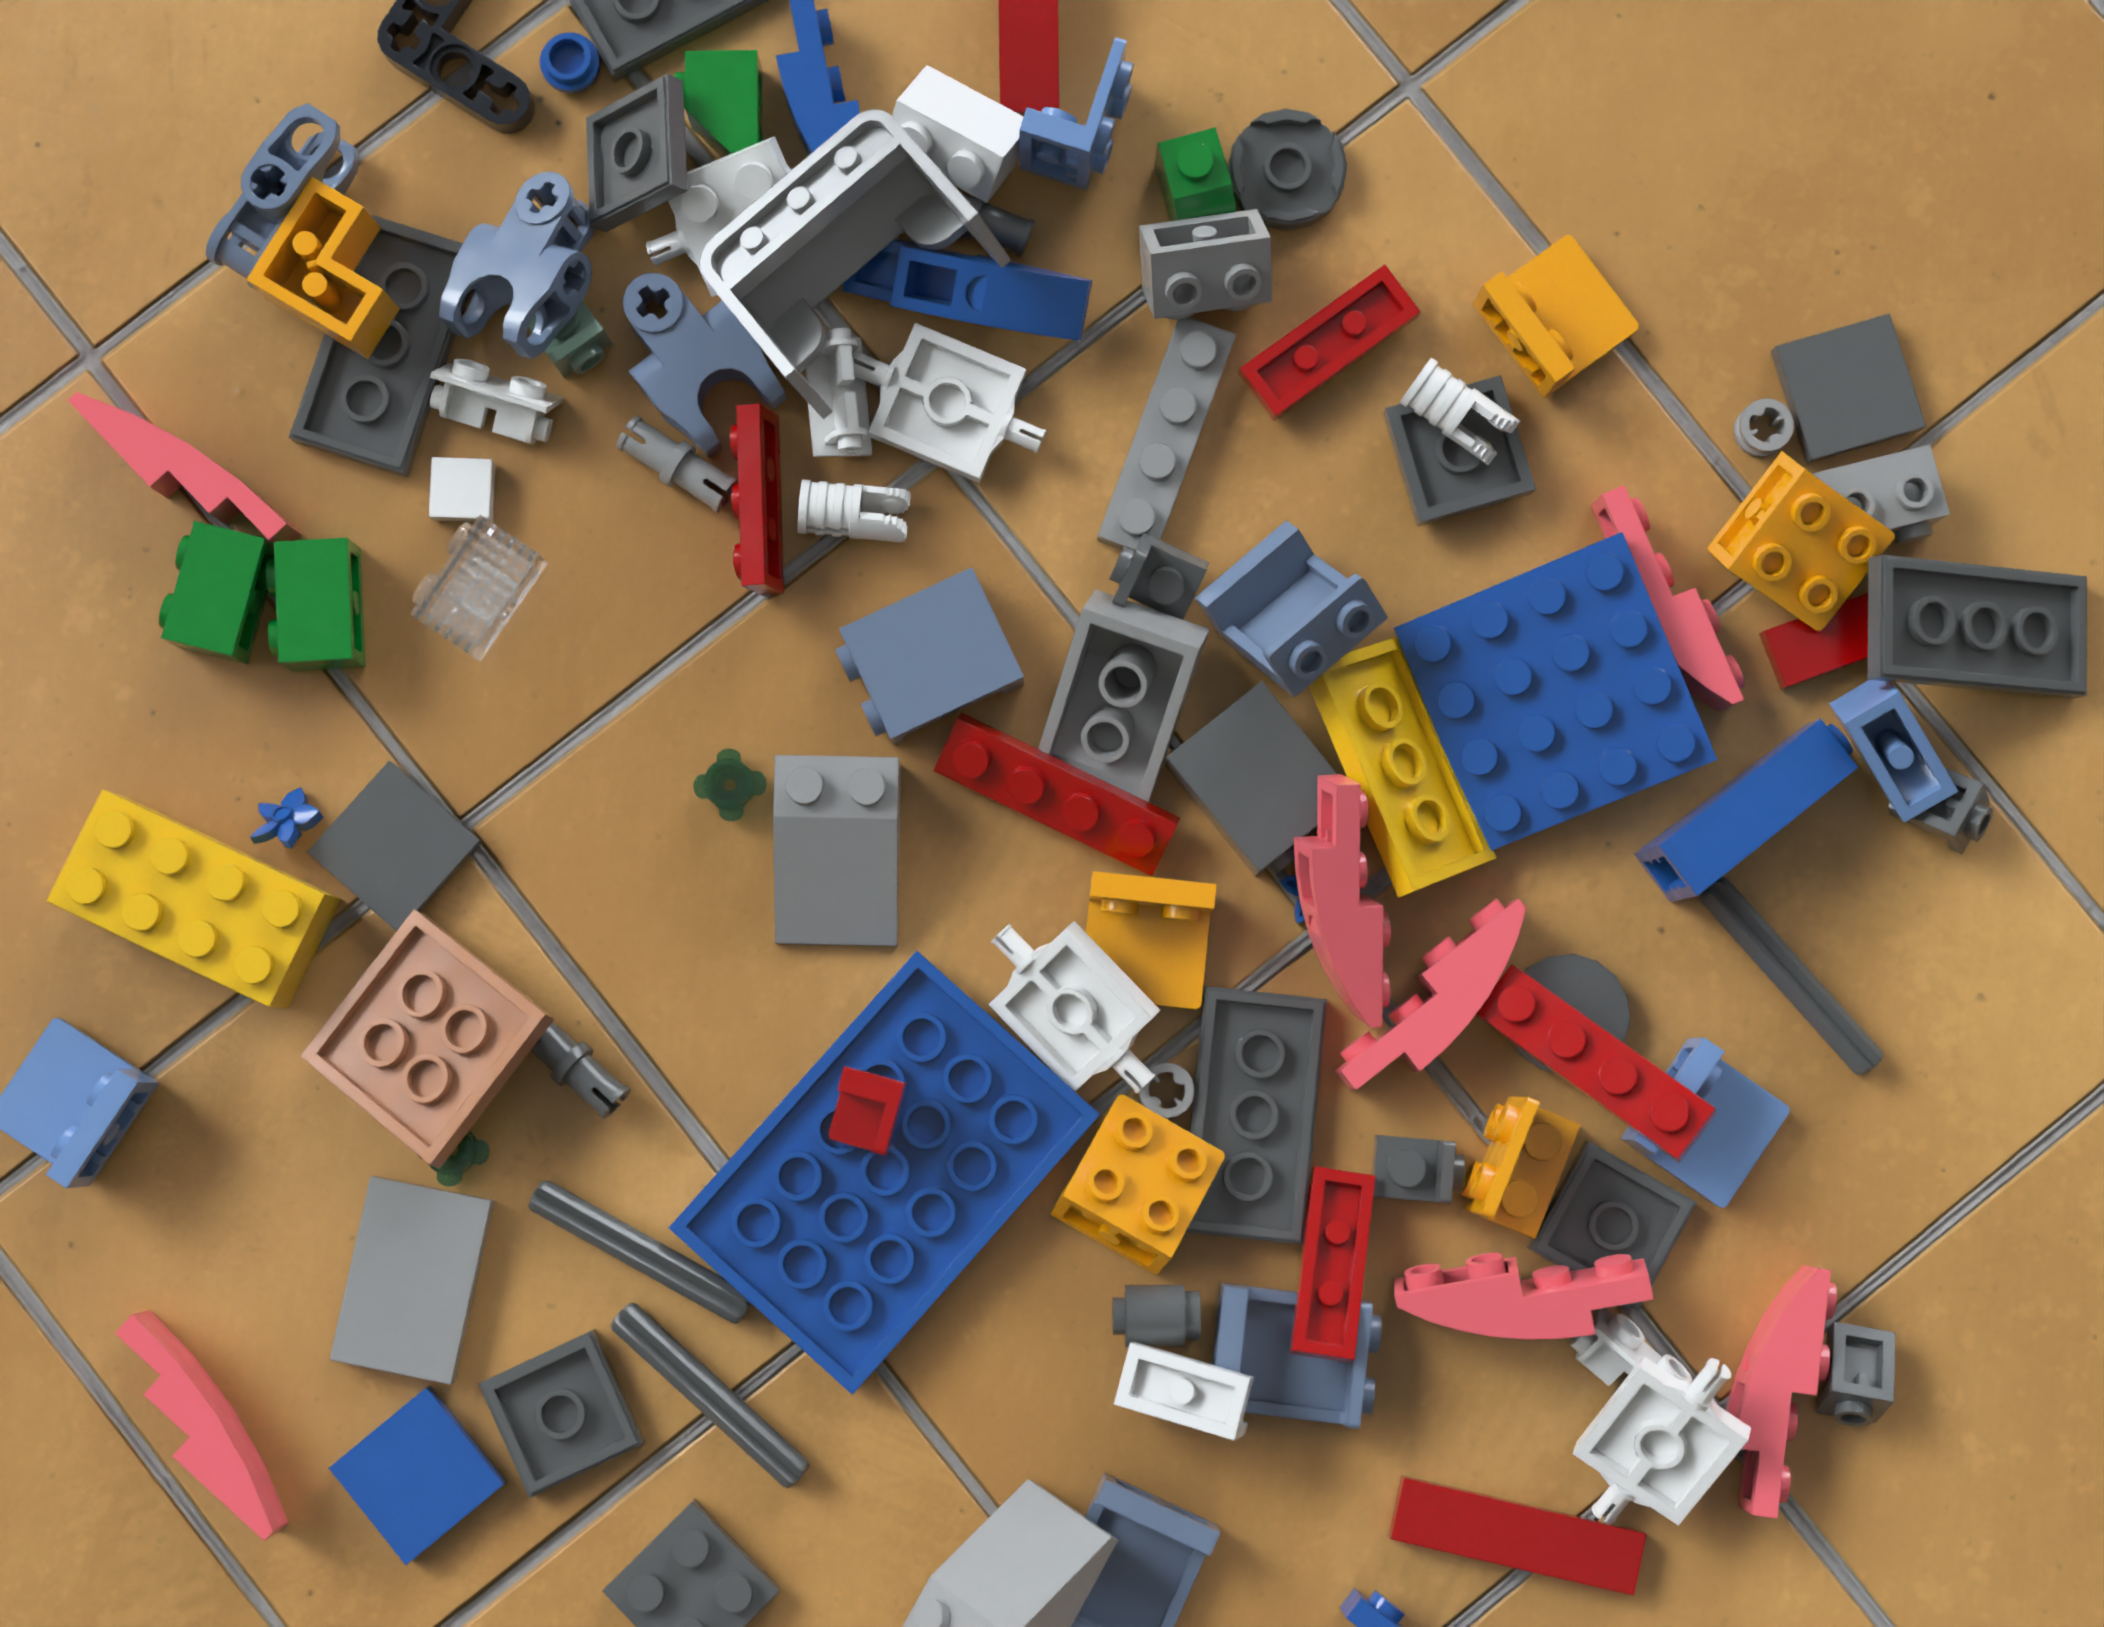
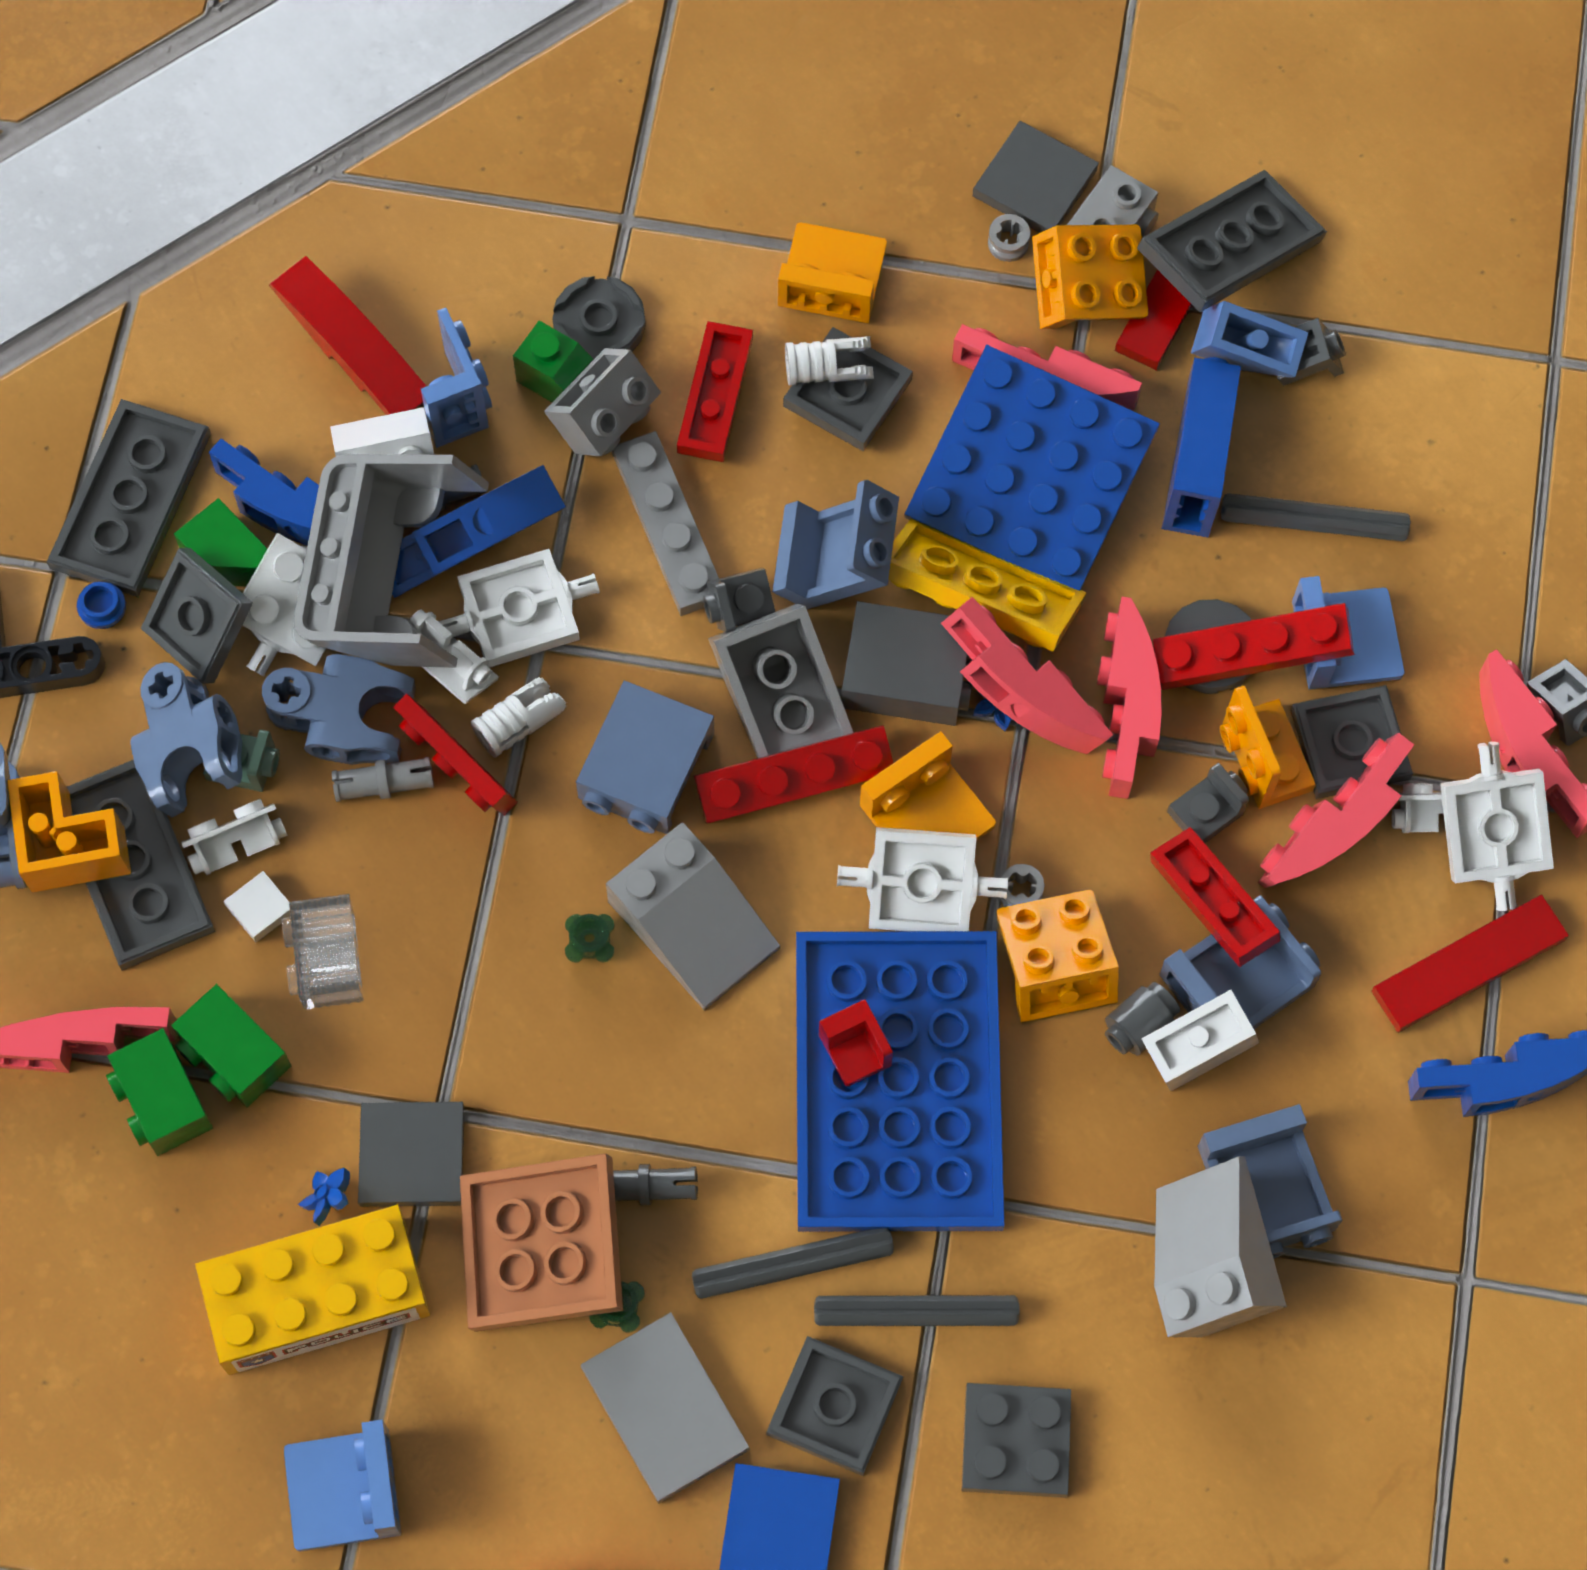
camera: 40 degrees left, 15 degrees down
(1259, 1108) = (1081, 846): dark grey tile -> none

